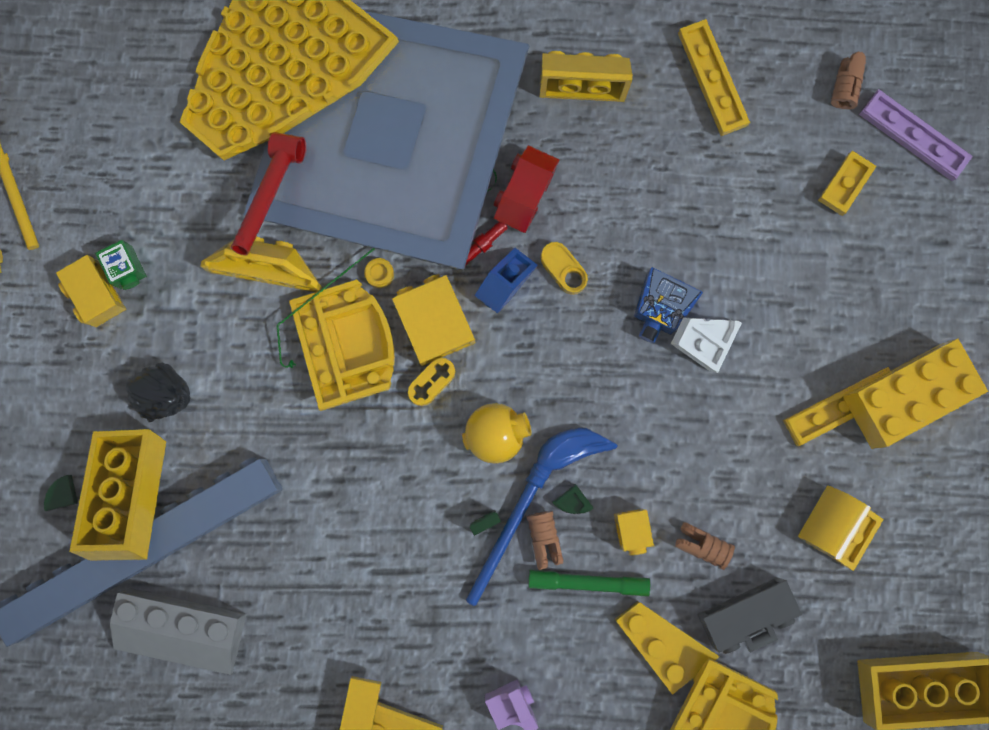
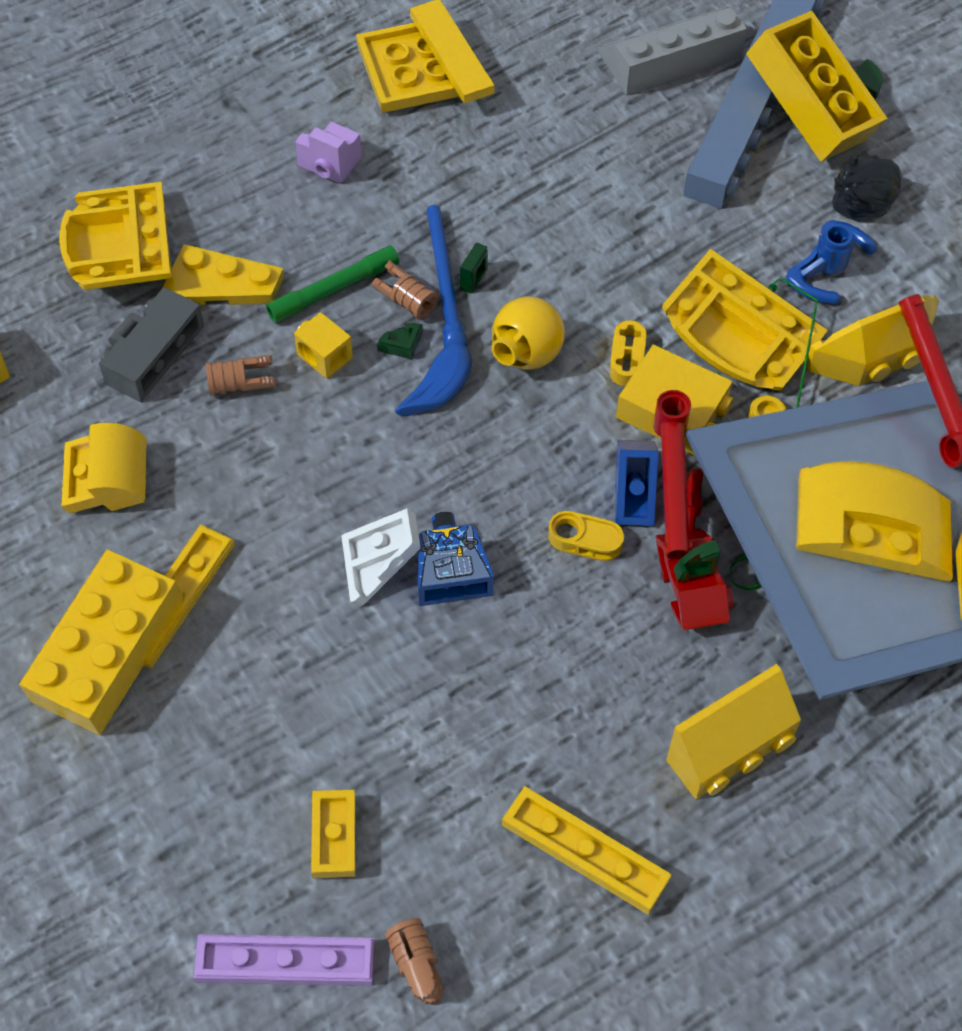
camera: 145 degrees right, 25 degrees down
(239, 361) = (830, 257): none -> blue piece
(392, 137) = (875, 518): none -> yellow slope
(494, 246) = (672, 434): none -> red piece
(522, 178) = (698, 562): none -> dark green tile

